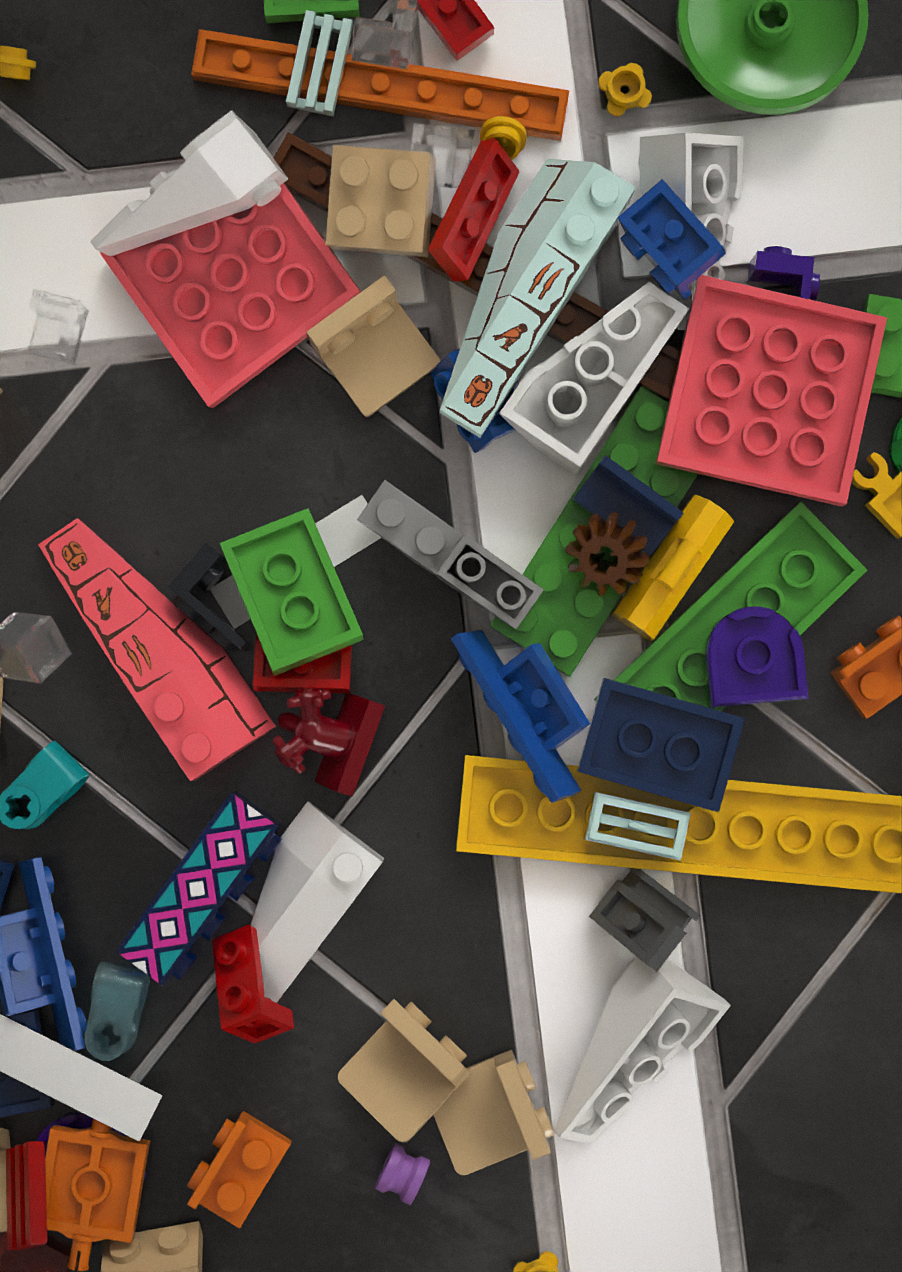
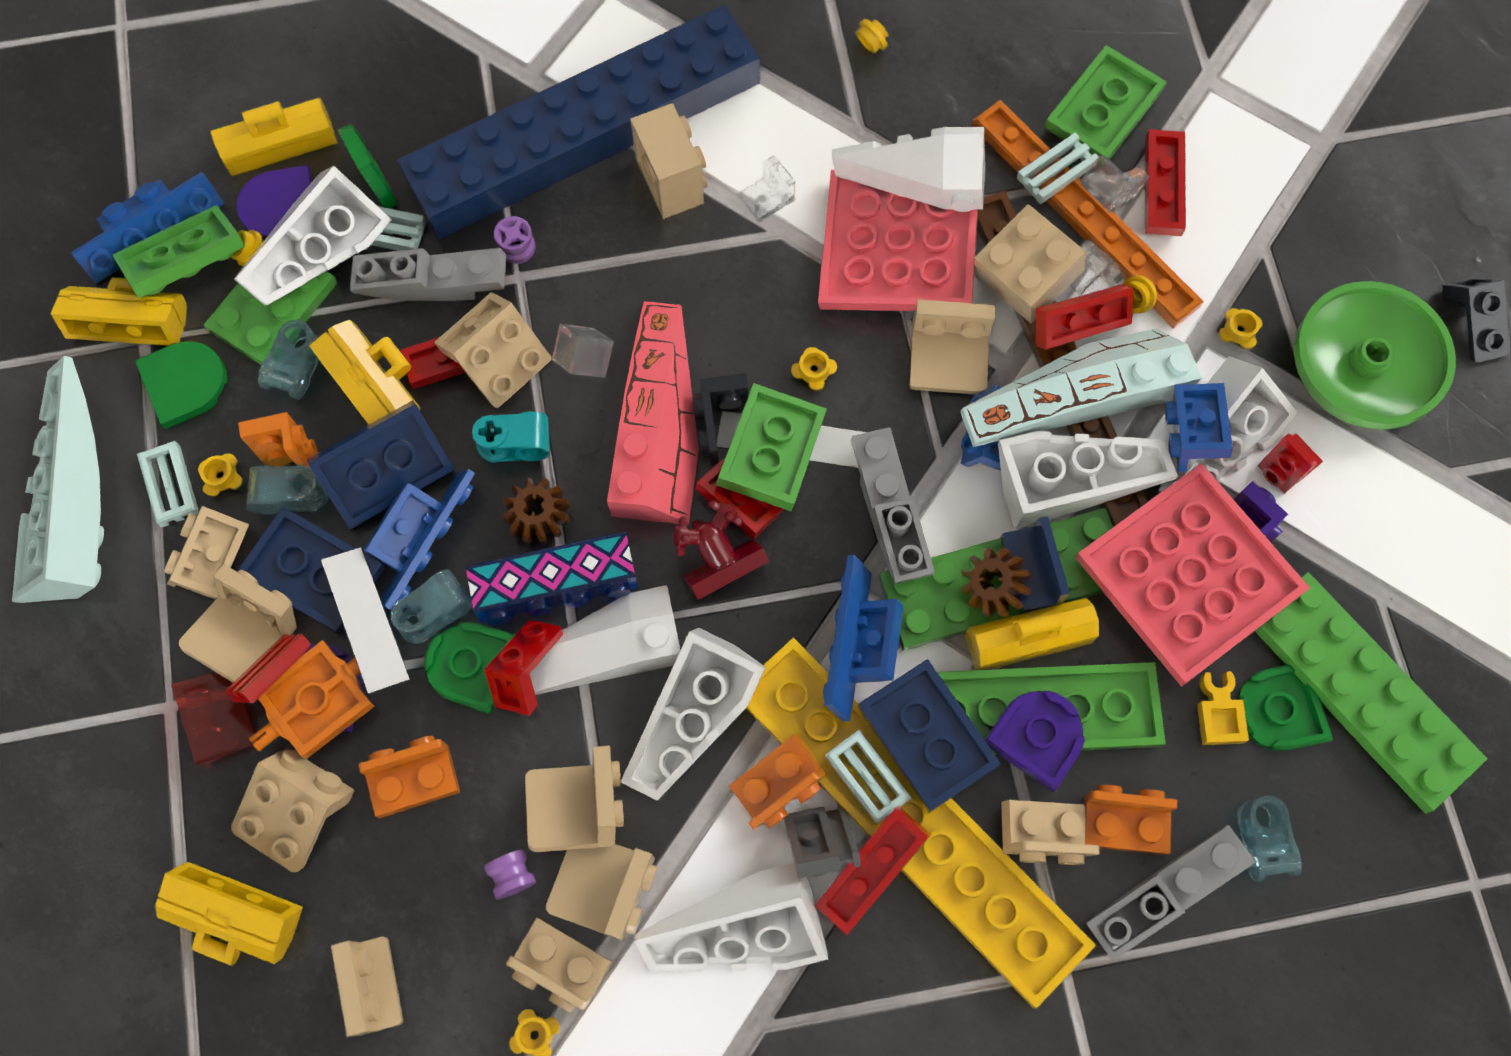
camera: 45 degrees right, 15 degrees down
(116, 851) = (536, 496): none -> reddish brown gear
(186, 1032) = (458, 661): none -> green tile
(250, 465) = (817, 358): none -> yellow plate
(434, 886) = (699, 701): none -> white wedge
(510, 1210) = (558, 965): none -> tan bracket
(564, 896) = (777, 781): none -> orange bracket
(711, 893) = (880, 863): none -> red plate
(774, 196) = (1289, 462): none -> red bracket
(826, 739) = (1045, 830): none -> tan bracket

